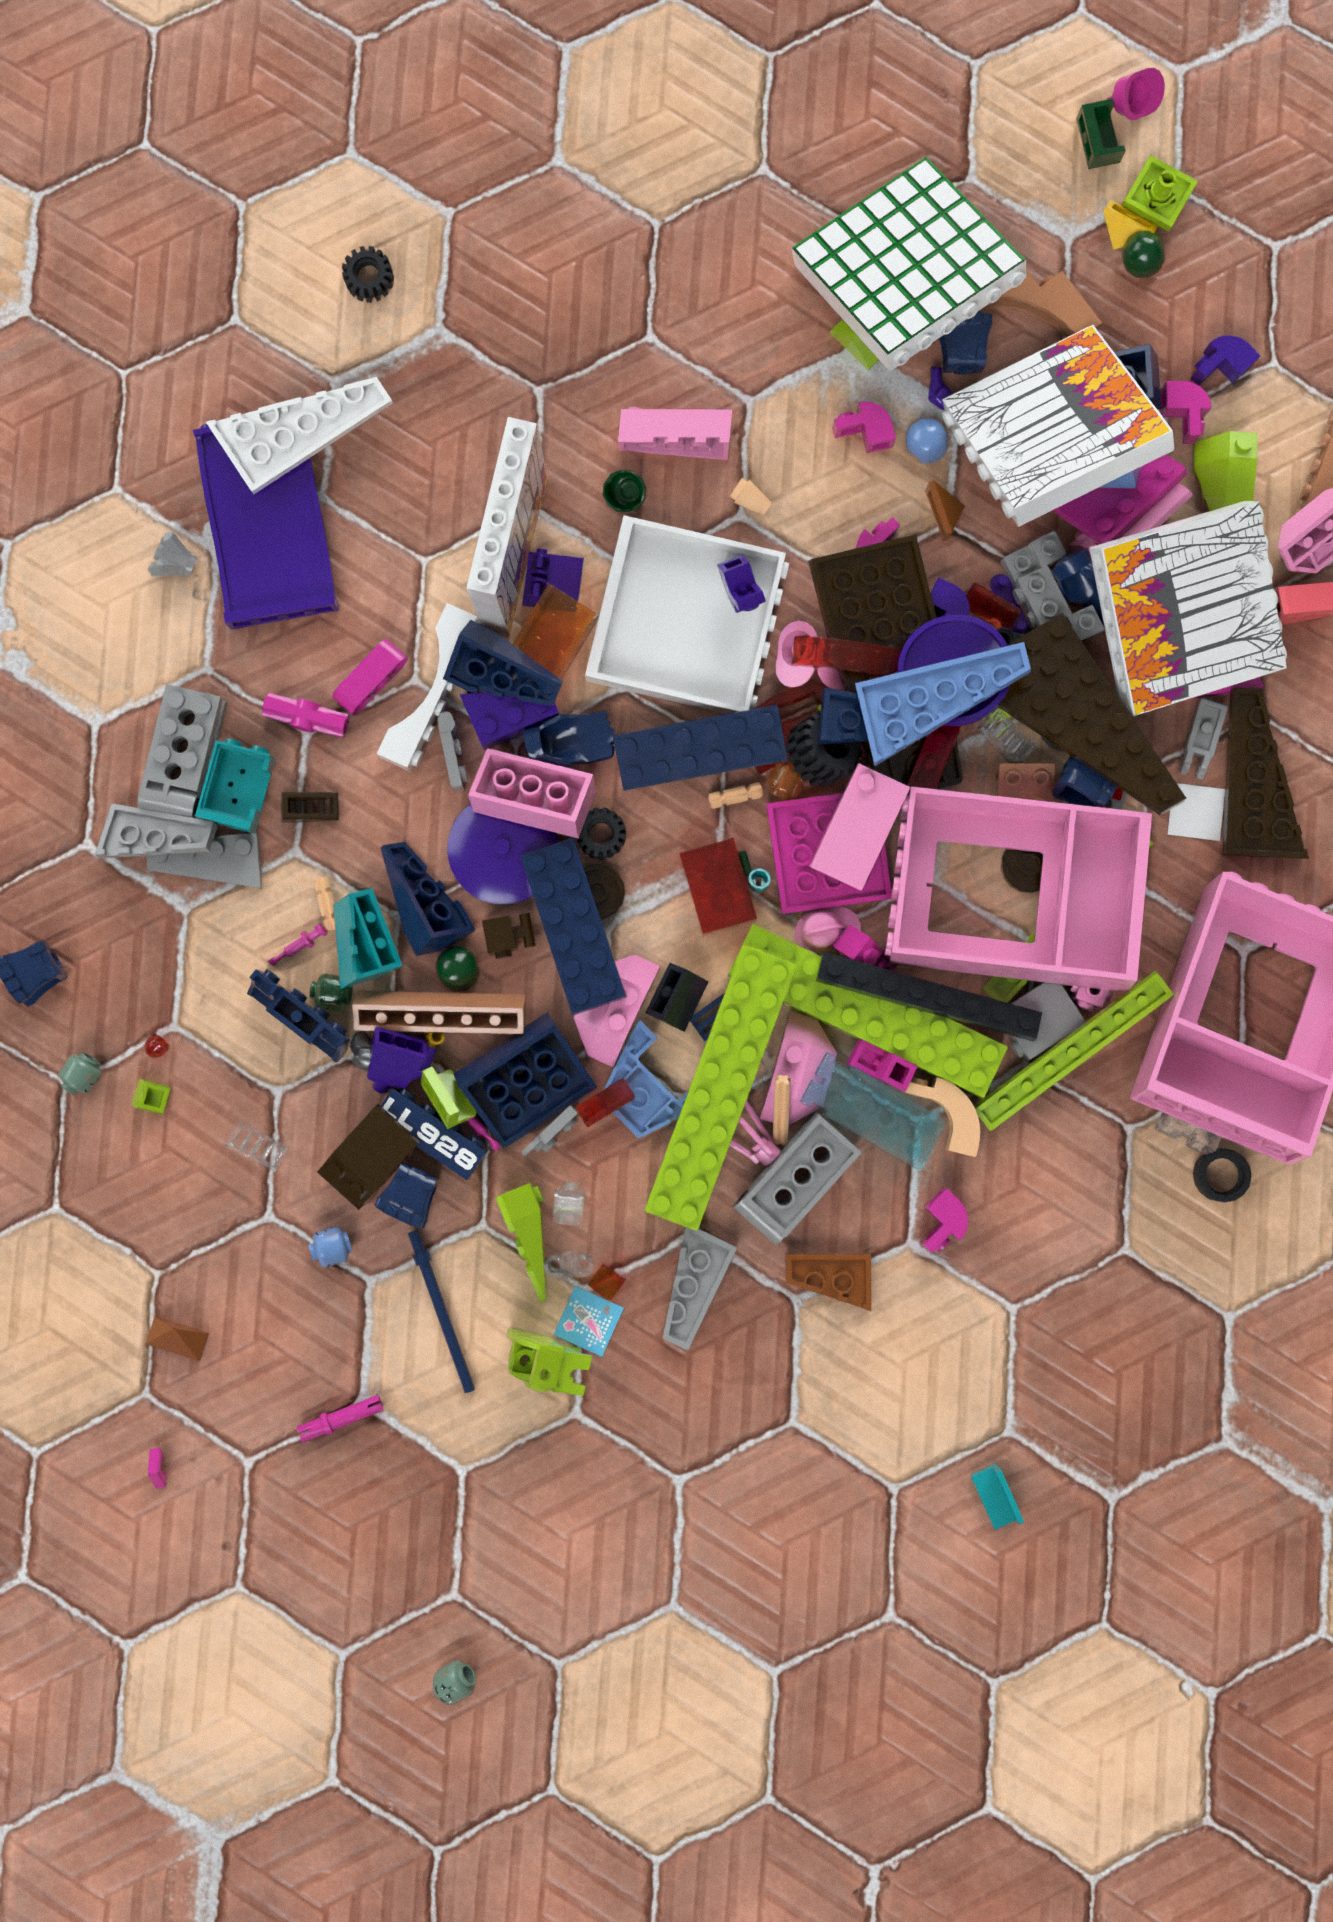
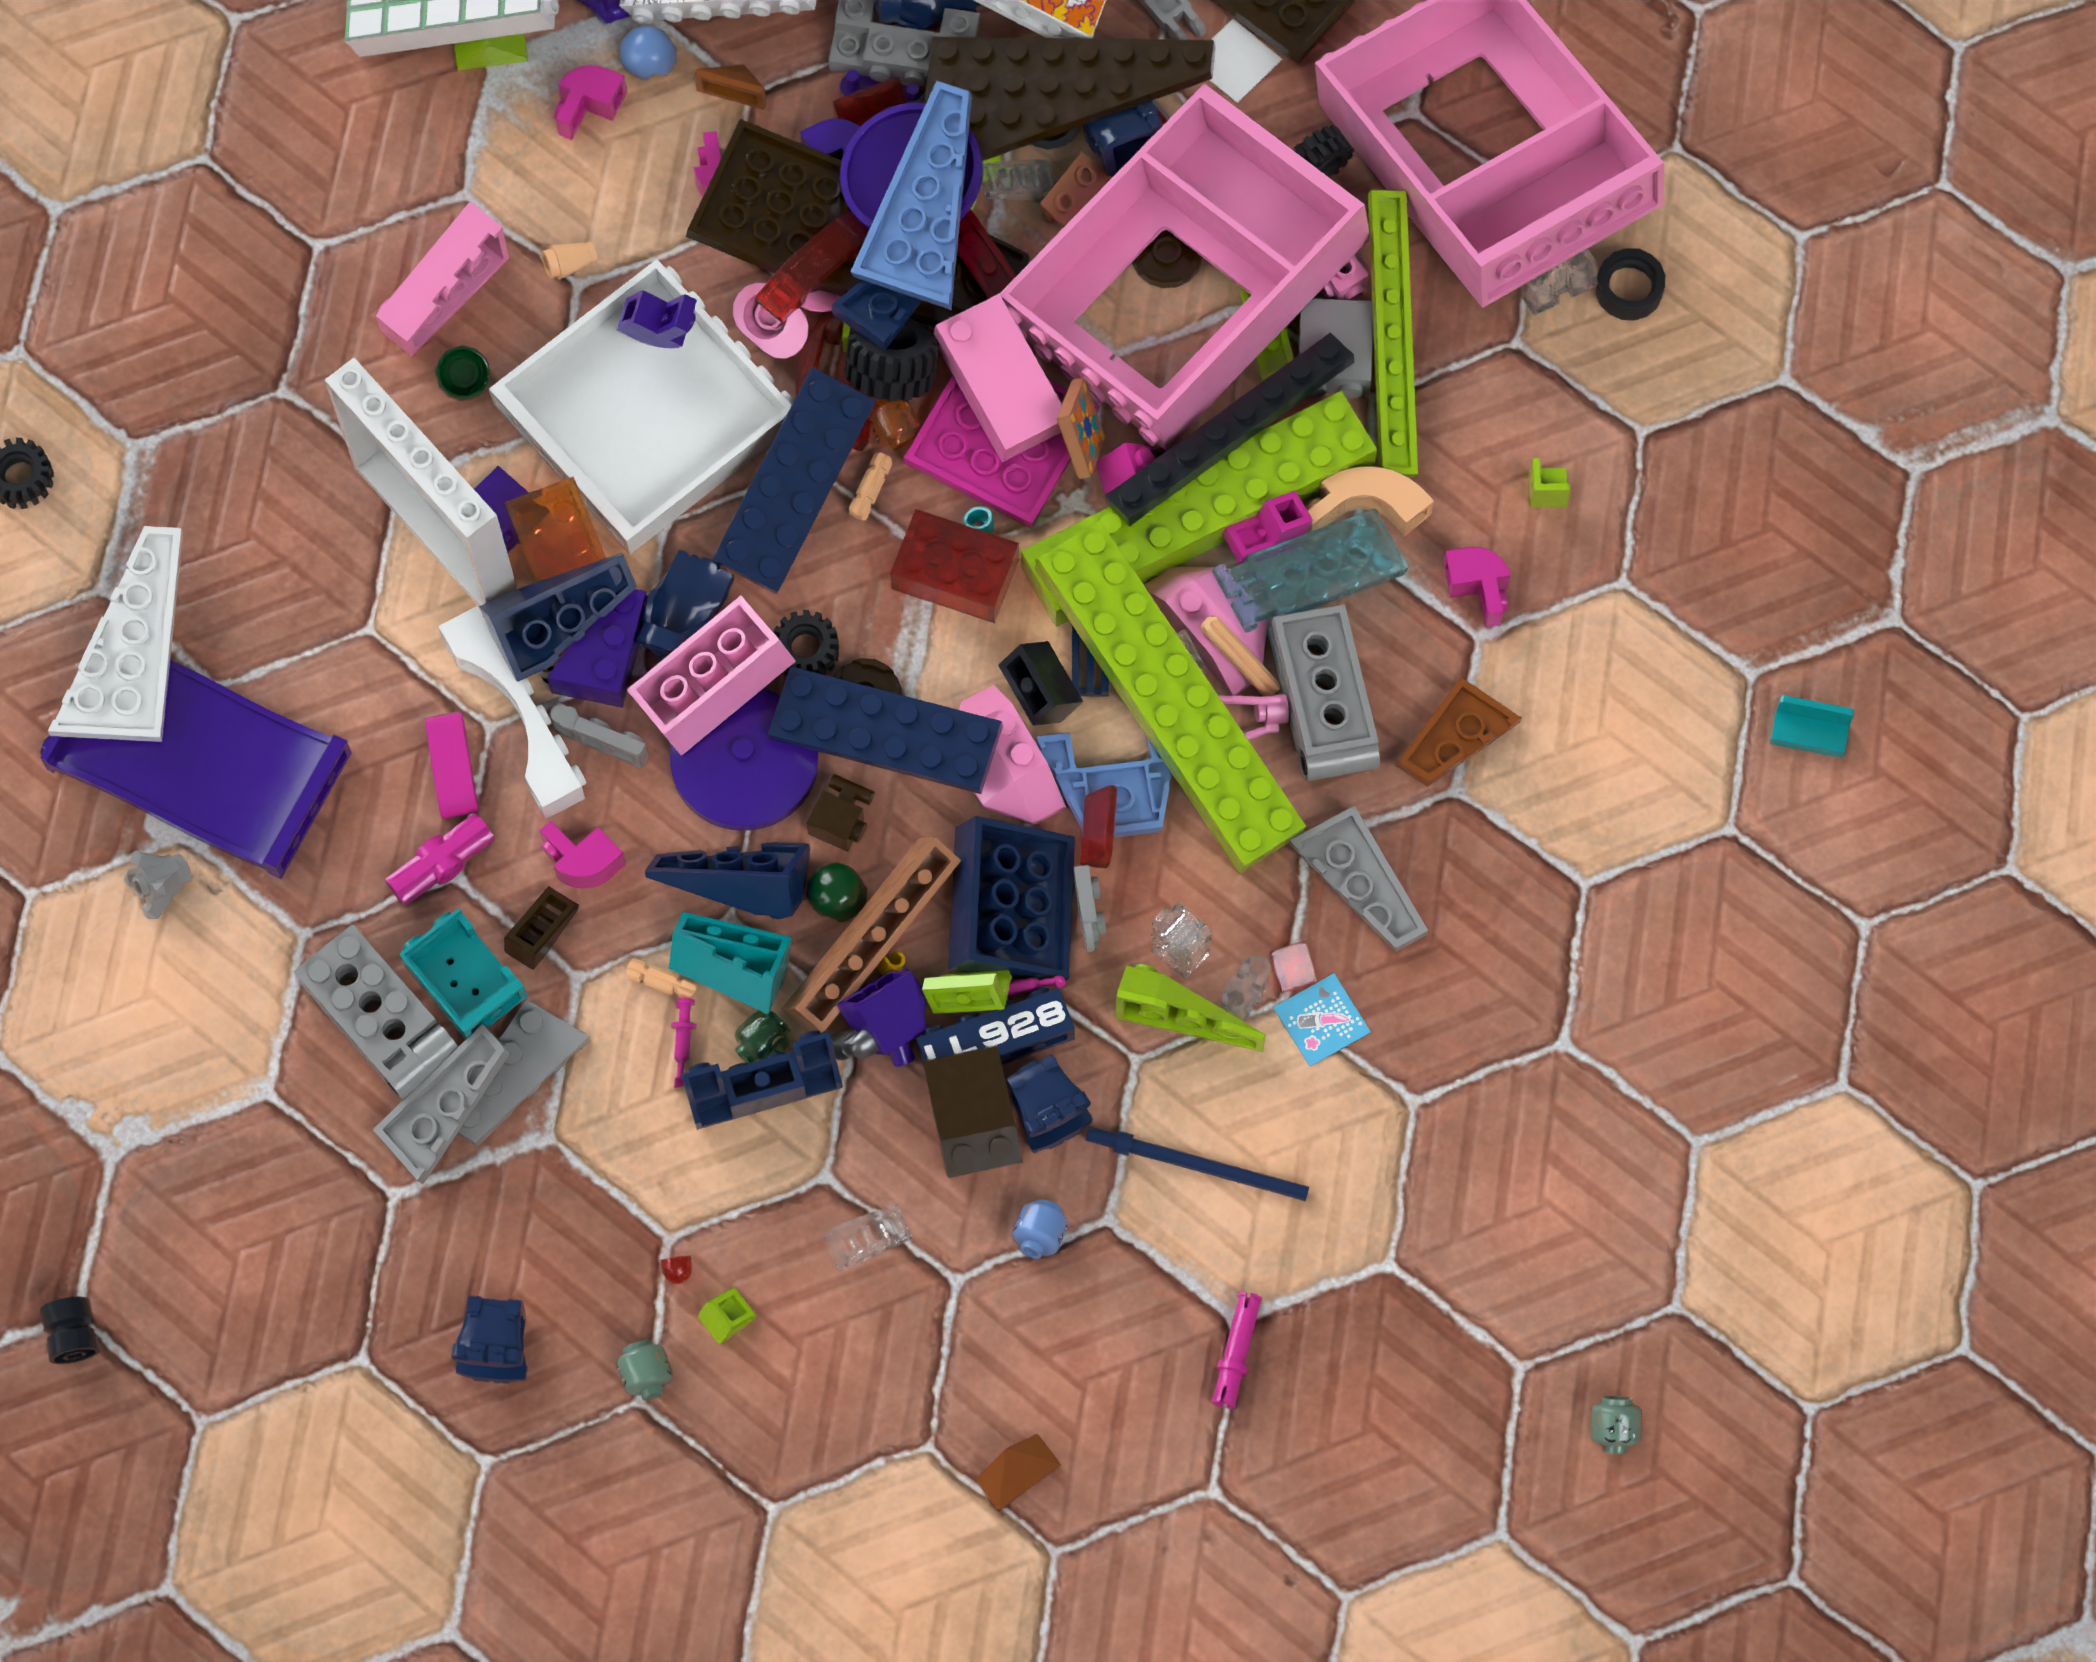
camera: 55 degrees left, 15 degrees down
(154, 1468) = (1148, 1589): dark pink tile -> none
(365, 805) = (585, 864): none -> dark pink brick
(546, 1355) = (1342, 1066): lime piece -> none
(822, 928) = (1076, 498): bright pink piece -> none
(861, 902) = (1081, 428): none -> nougat tile
(1043, 1218) = (1548, 486): none -> lime panel
(1165, 917) = (1326, 150): none -> black tyre

